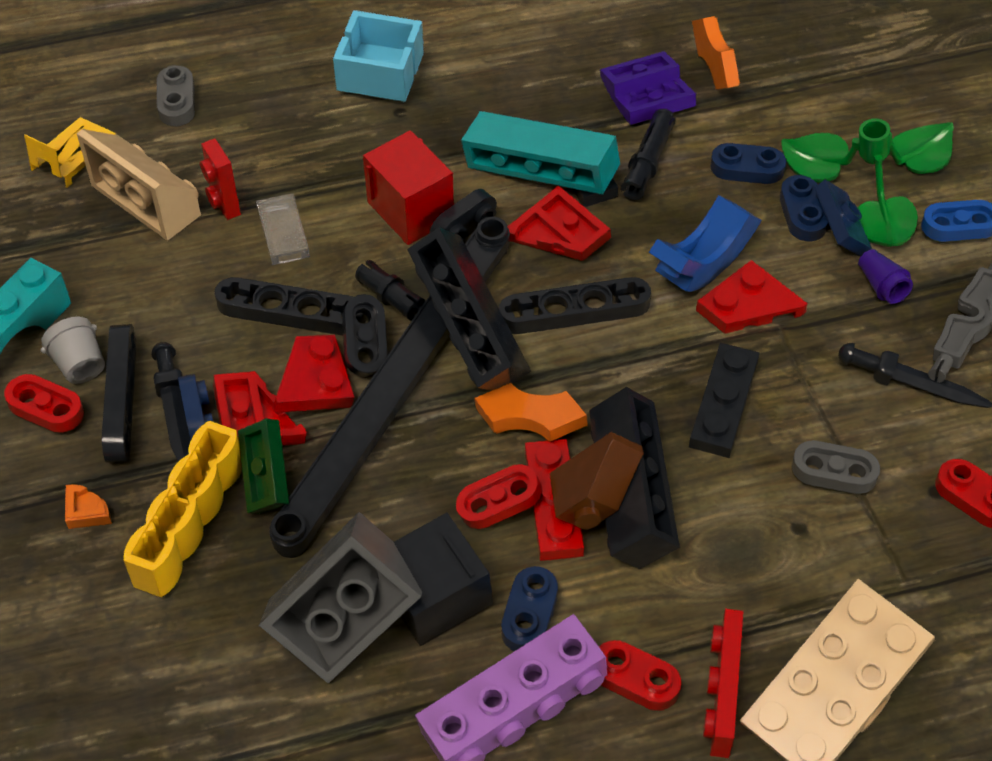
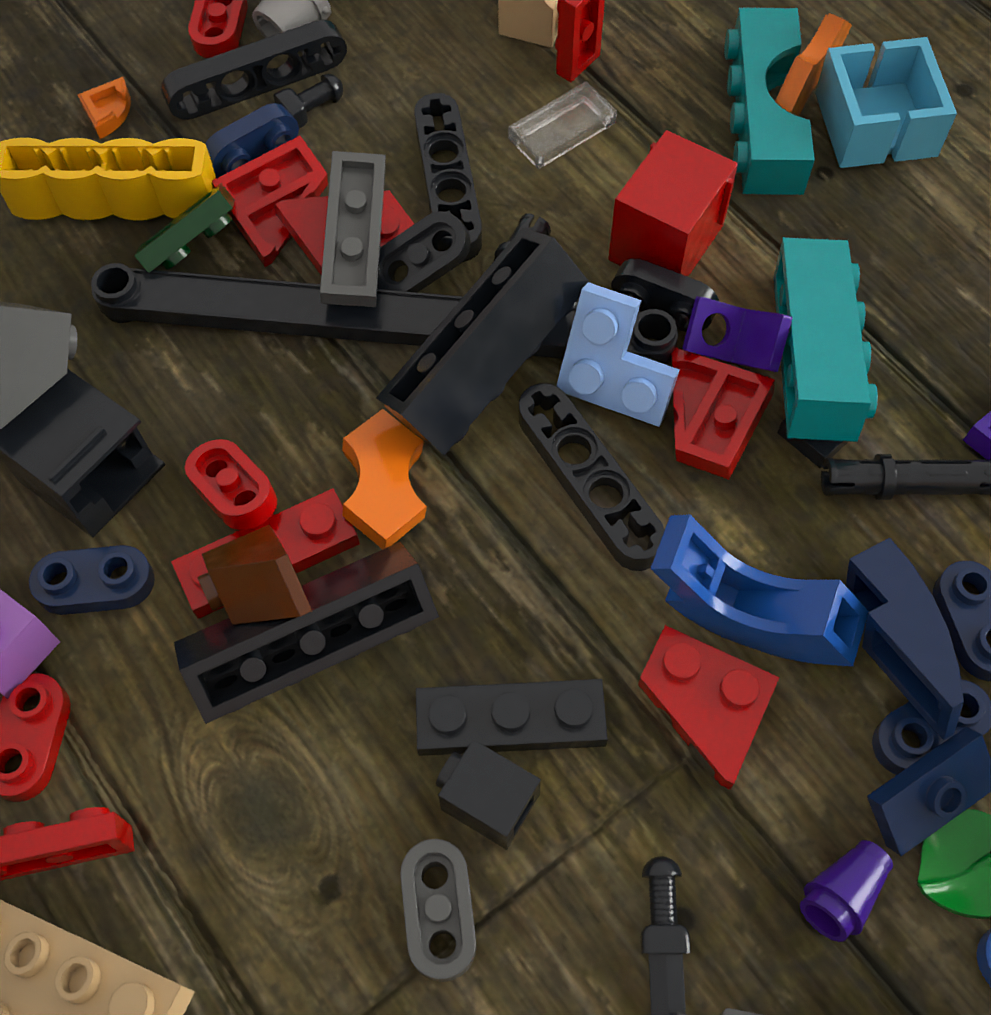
camera: 70 degrees right, 10 degrees up
(291, 102) = (773, 144): none -> teal arch
(324, 78) = (808, 65): none -> orange tile
(332, 357) = (353, 229): none -> dark grey plate
(504, 263) = (602, 369): none -> light blue plate
(522, 186) = (750, 337): none -> dark purple bracket
(757, 185) = (907, 634): none -> dark blue slope
(775, 418) = (487, 792): none -> black brick

